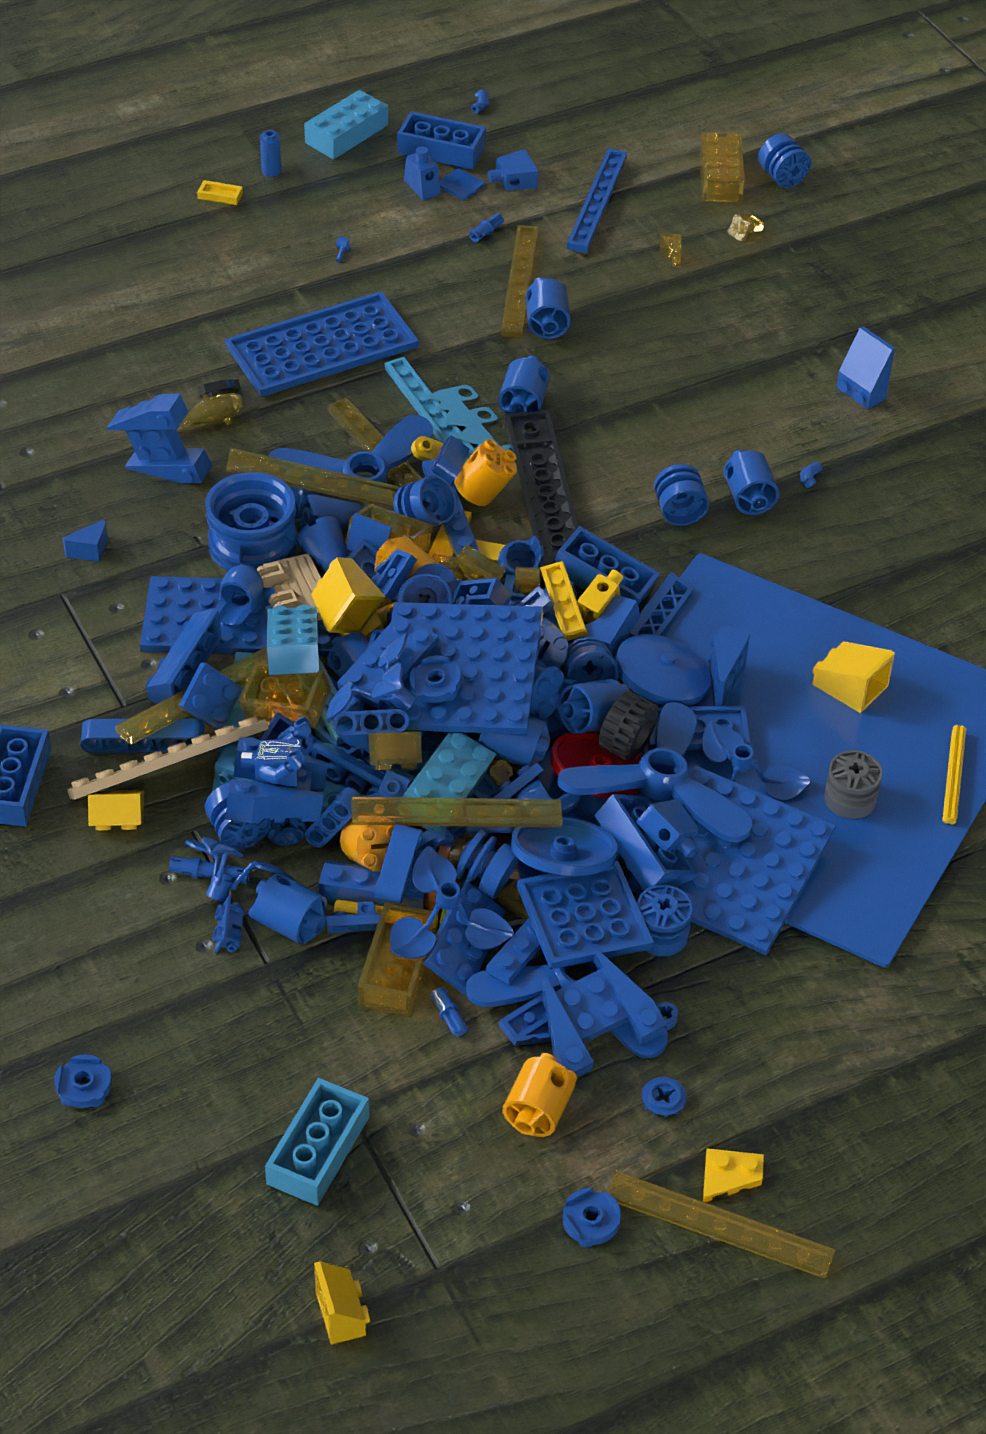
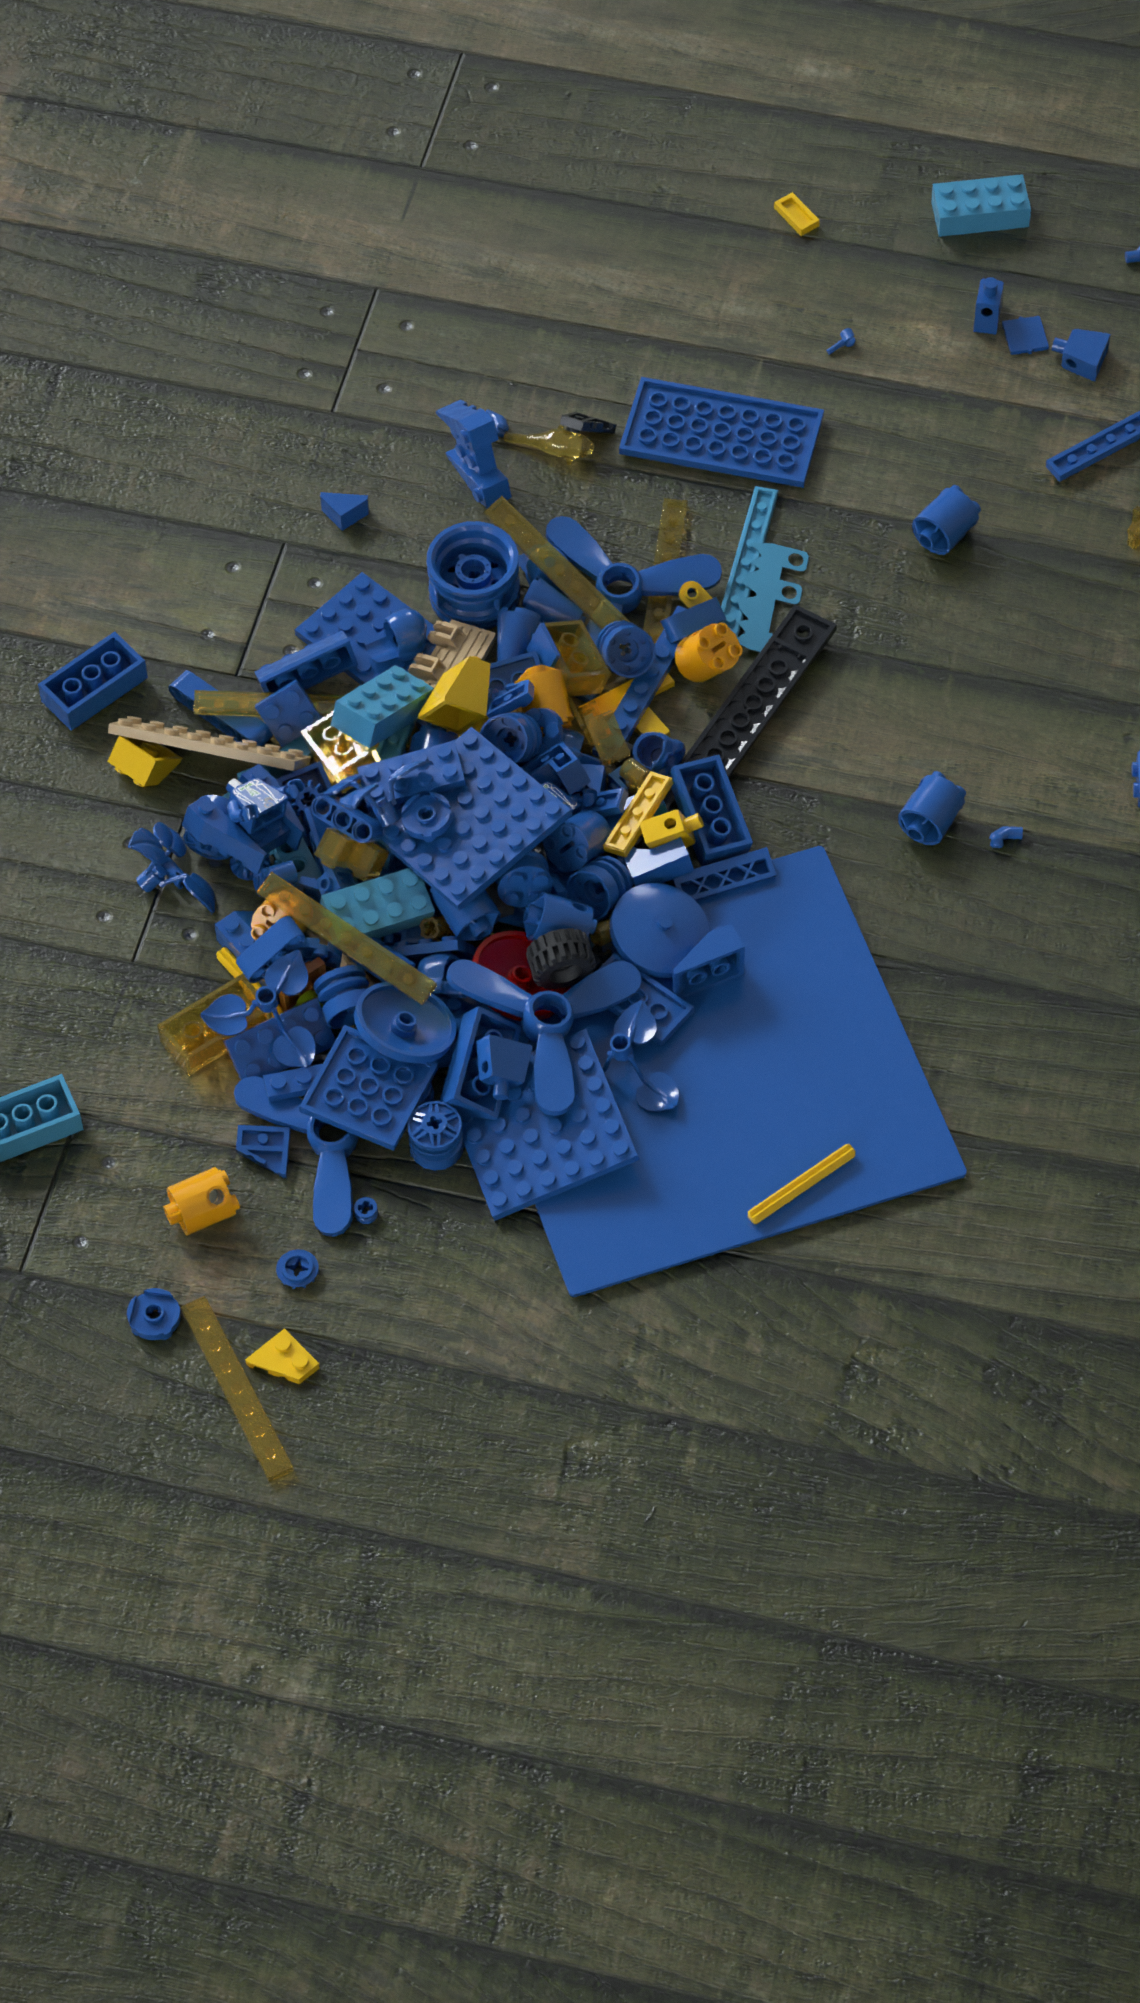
camera: 45 degrees right, 10 degrees up
(228, 916) = (137, 905): blue hinge -> none
(270, 153) = (870, 200): blue brick -> none
(289, 908) = (177, 929): blue cylinder -> none
(364, 921) = (209, 966): blue hinge -> none
(446, 139) = (1046, 276): blue brick -> none
(449, 1011) = (215, 1092): blue axle -> none
(486, 227) = (994, 397): blue axle -> none
(519, 281) = (972, 468): clear yellow tile -> none
(524, 386) = (837, 589): blue cylinder -> none
(594, 1008) = (301, 1164): blue wedge -> none
(681, 494) = (856, 781): blue wheel -> none
(853, 784) = (698, 1132): dark grey wheel -> none
(854, 674) = (812, 1042): yellow slope -> none

